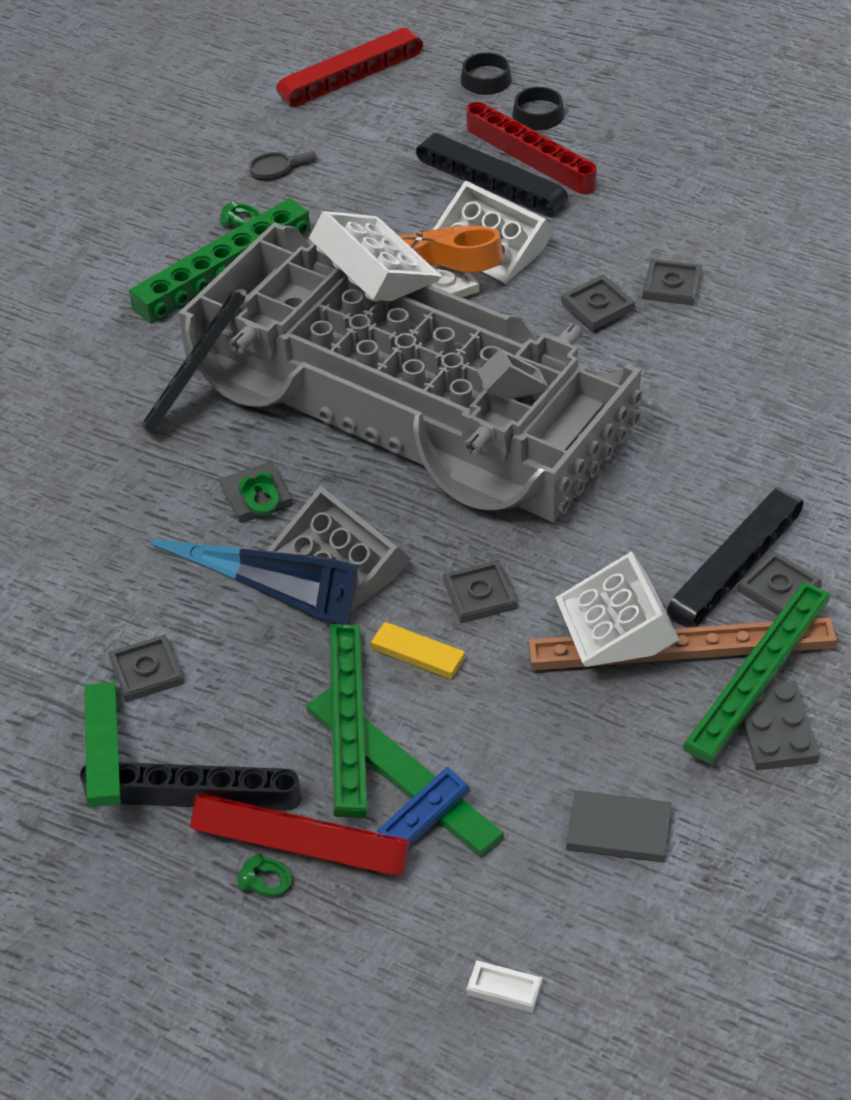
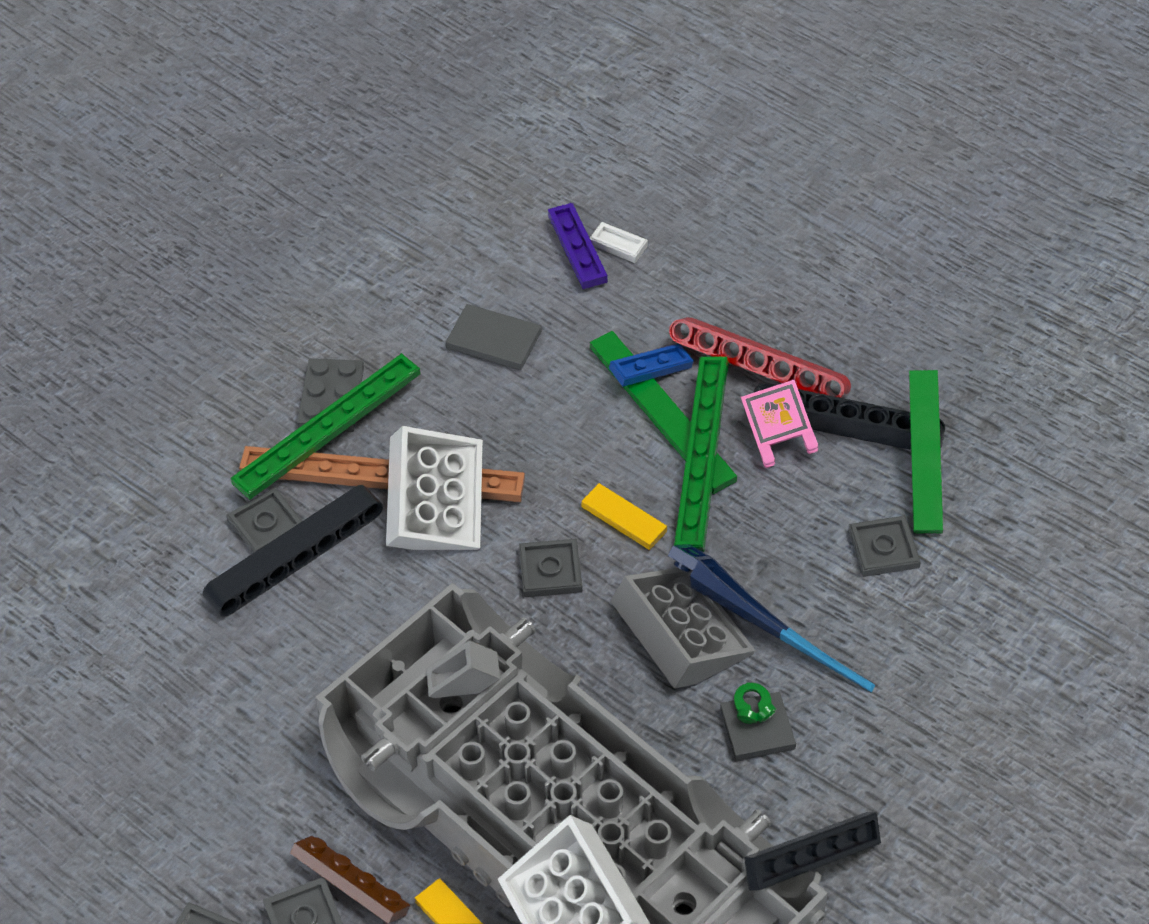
camera: 170 degrees left, 5 degrees up
(248, 880) = (801, 349): green piece -> none
(267, 757) = (776, 417): none -> bright pink flag
(554, 321) = (350, 879): none -> reddish brown plate
(555, 963) = (577, 246): none -> dark purple plate

